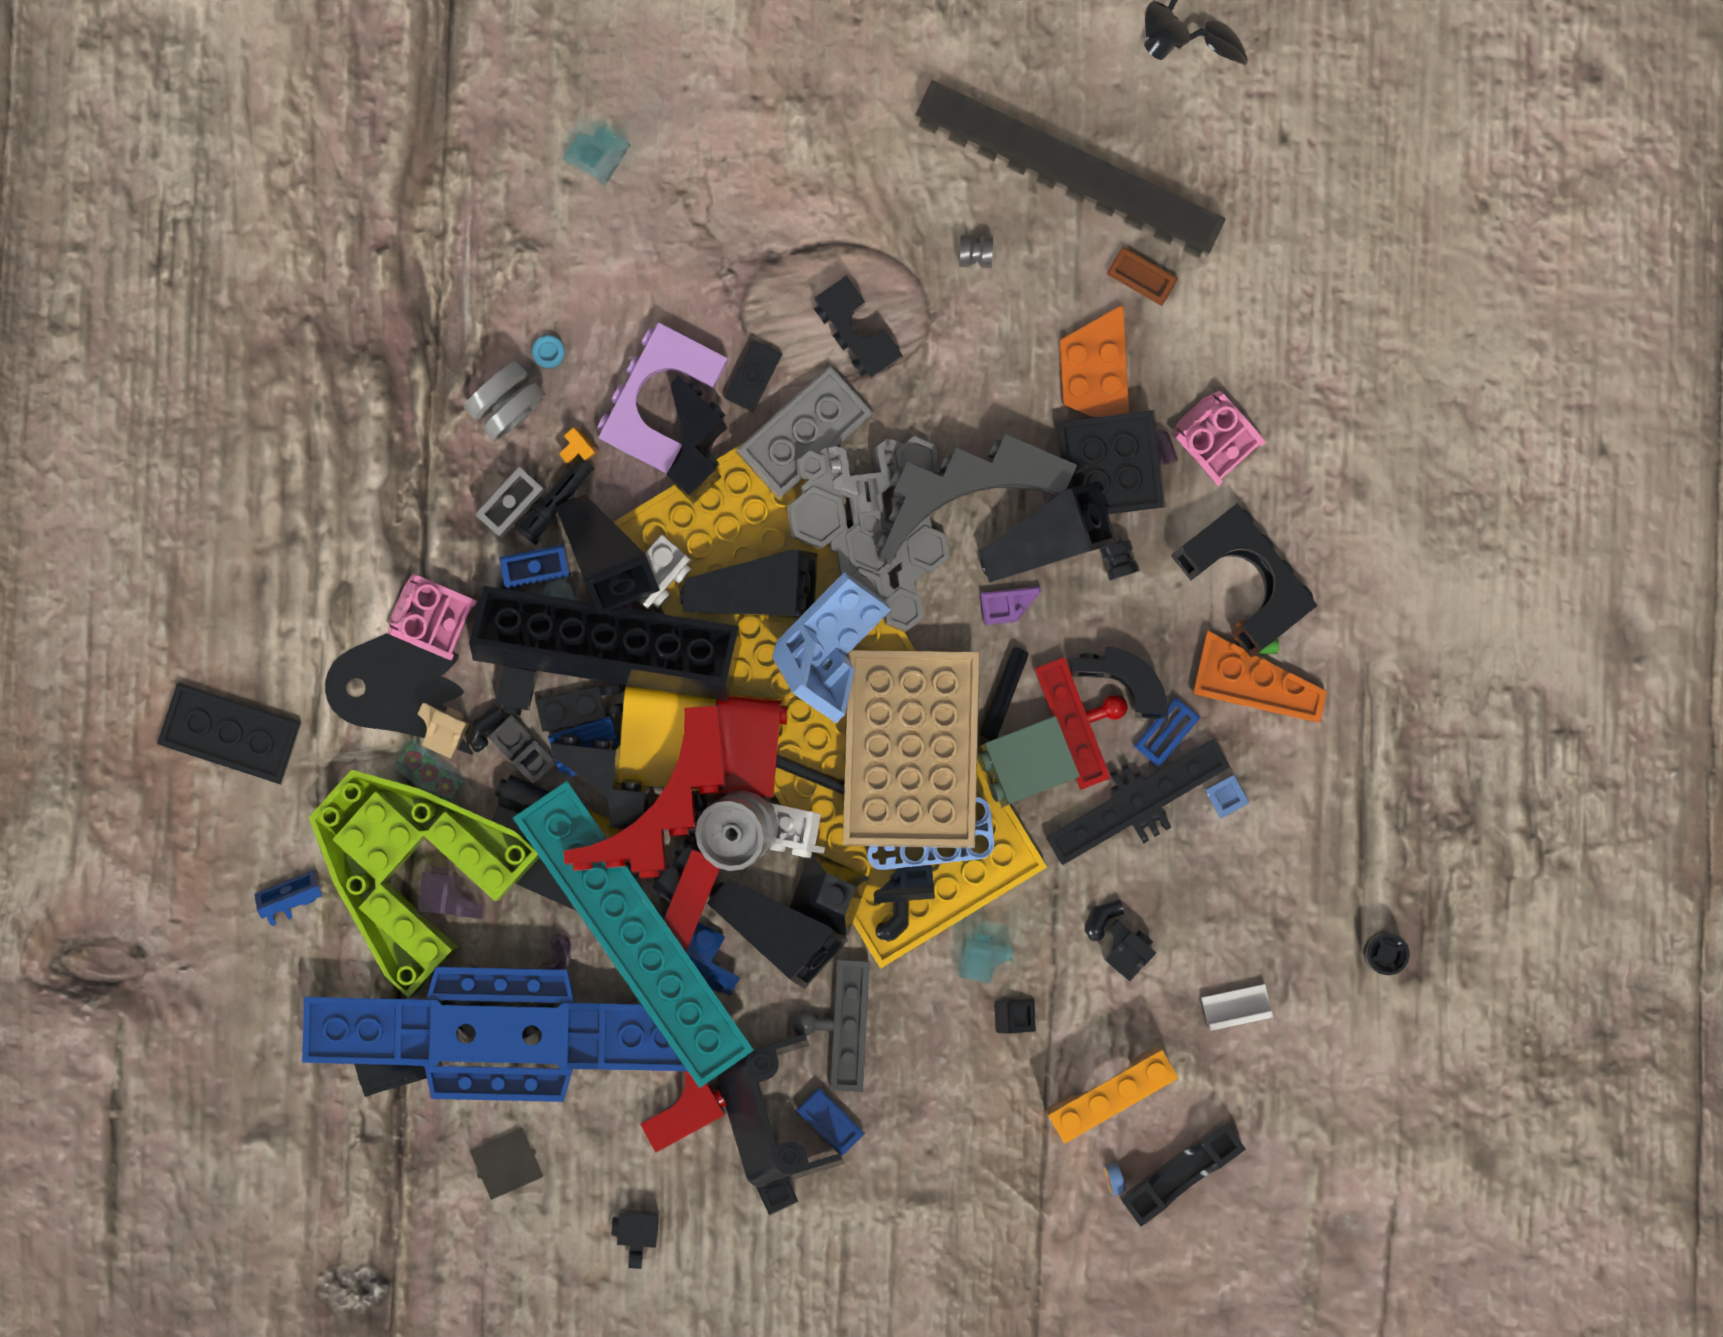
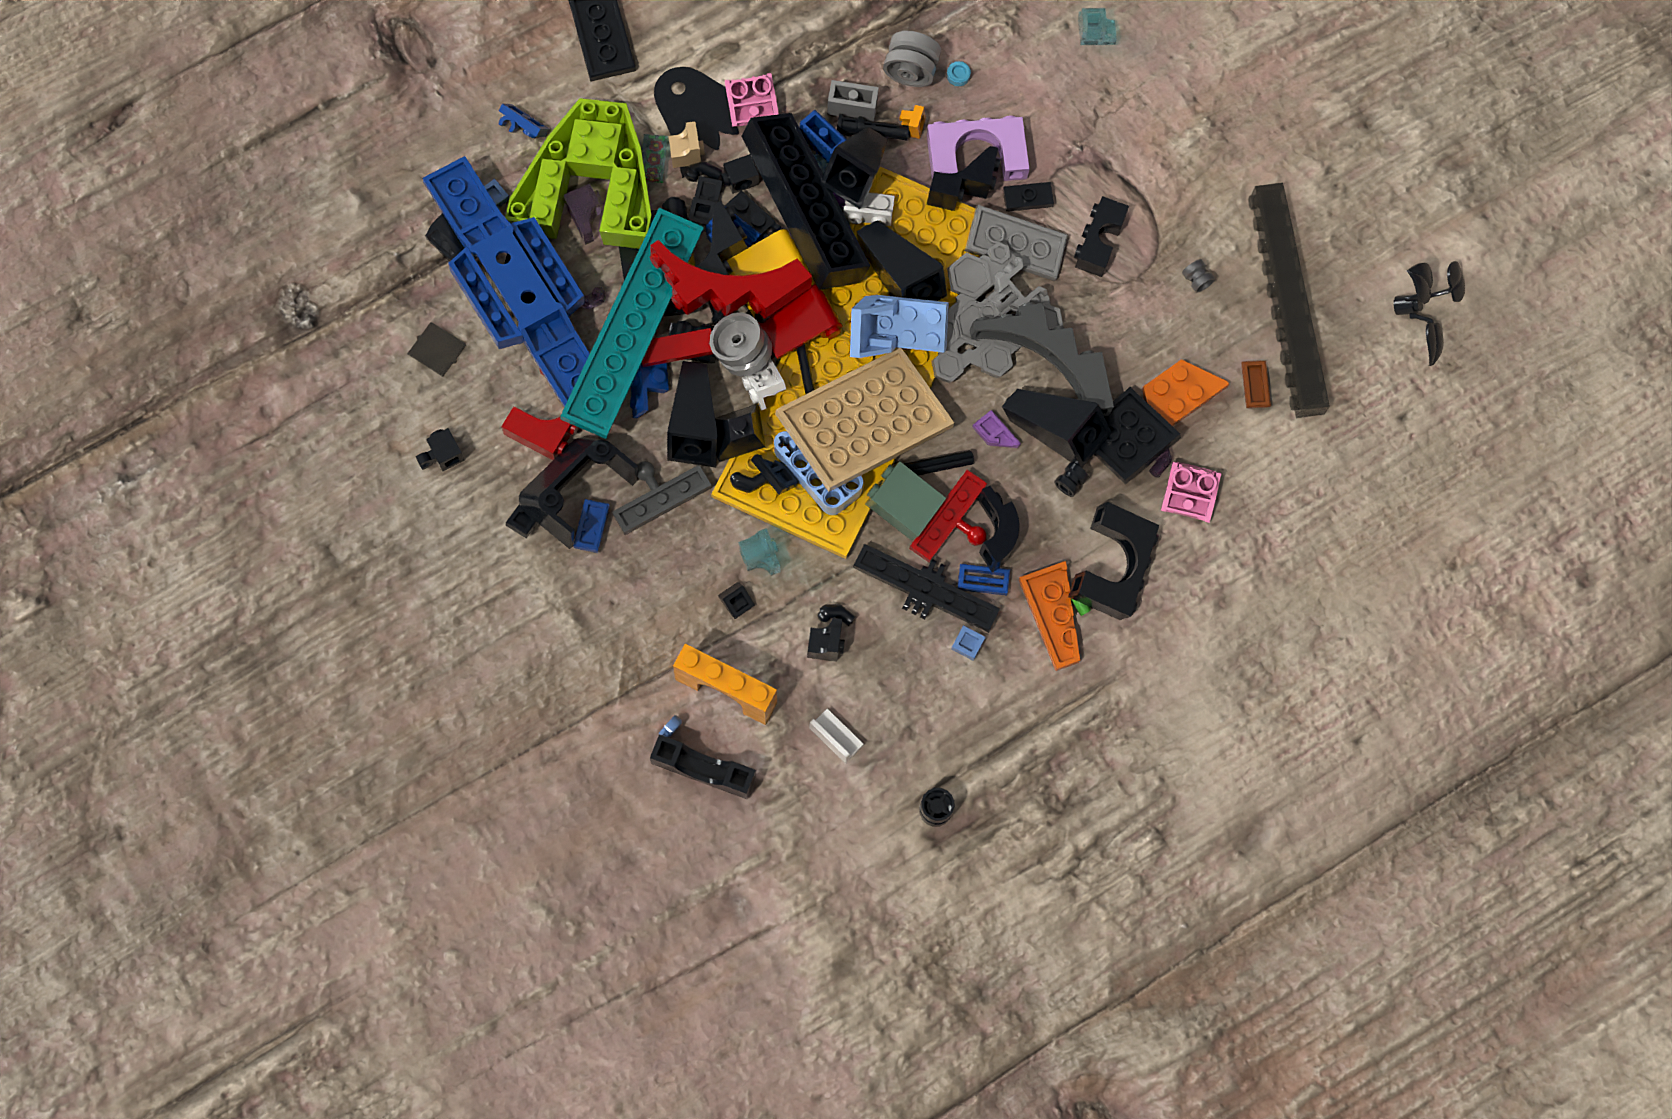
camera: 50 degrees right, 15 degrees down
(357, 984) = (497, 193): none -> medium blue tile

